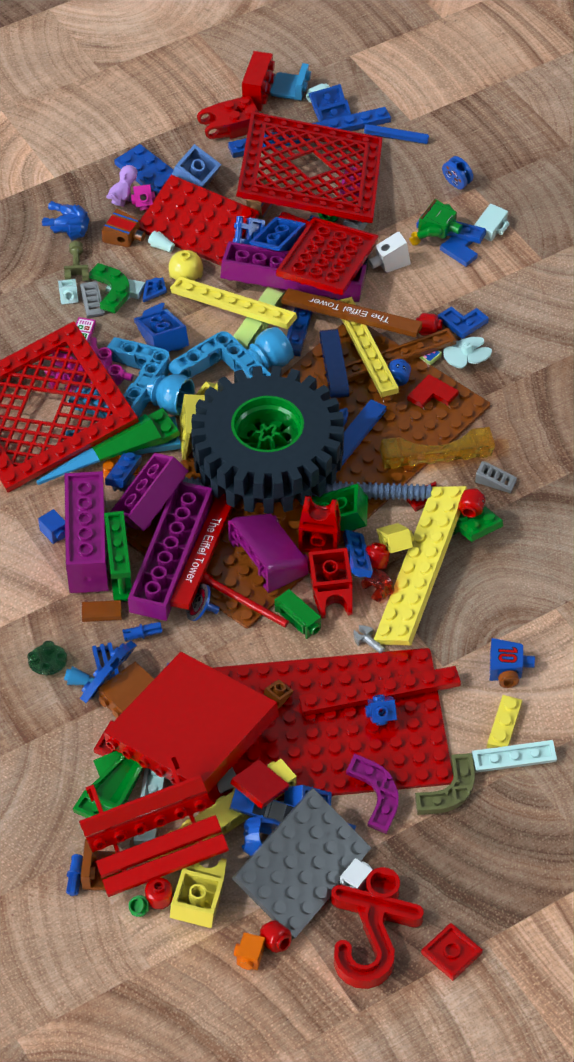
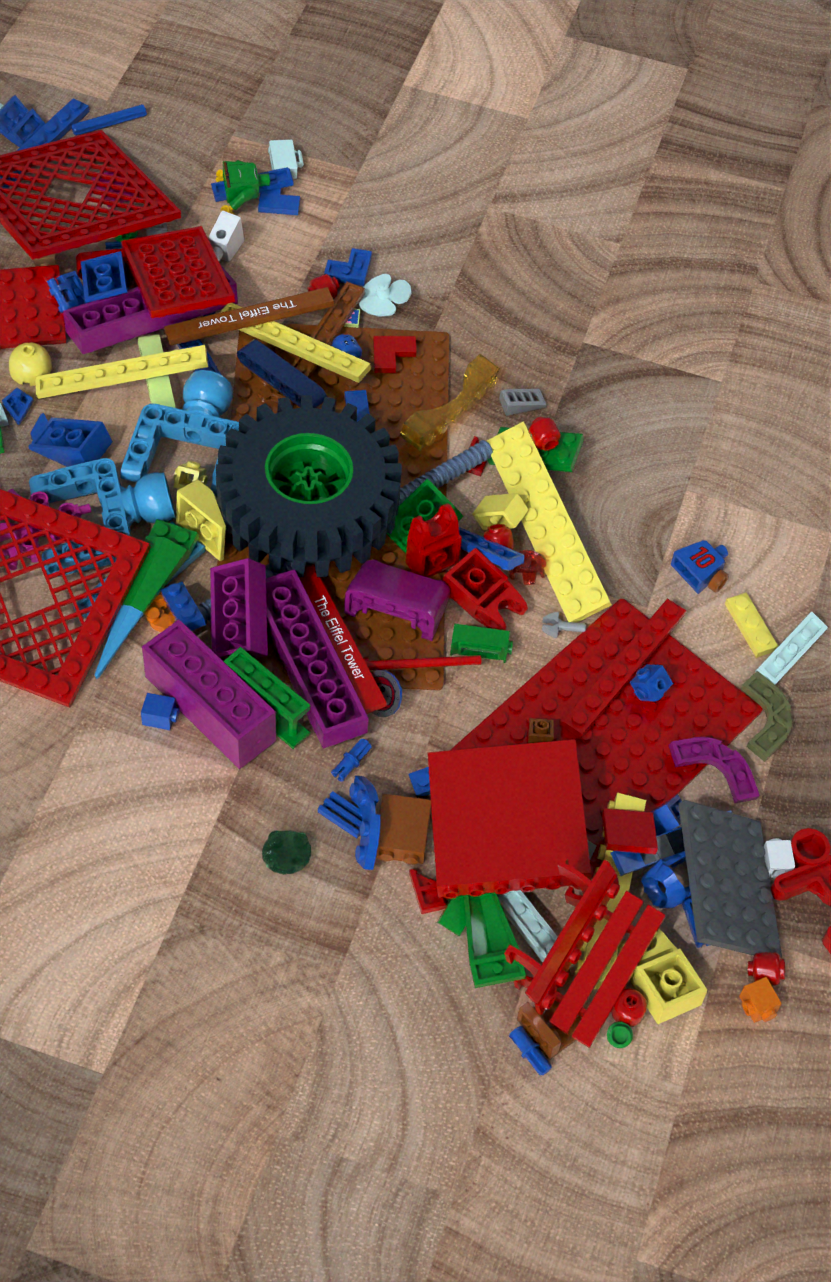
camera: 45 degrees left, 5 degrees up
(76, 677) = (333, 850): dark azure cone -> none
(101, 611) = (289, 766): dark orange tile -> none
(457, 172) = (210, 126): blue head -> none

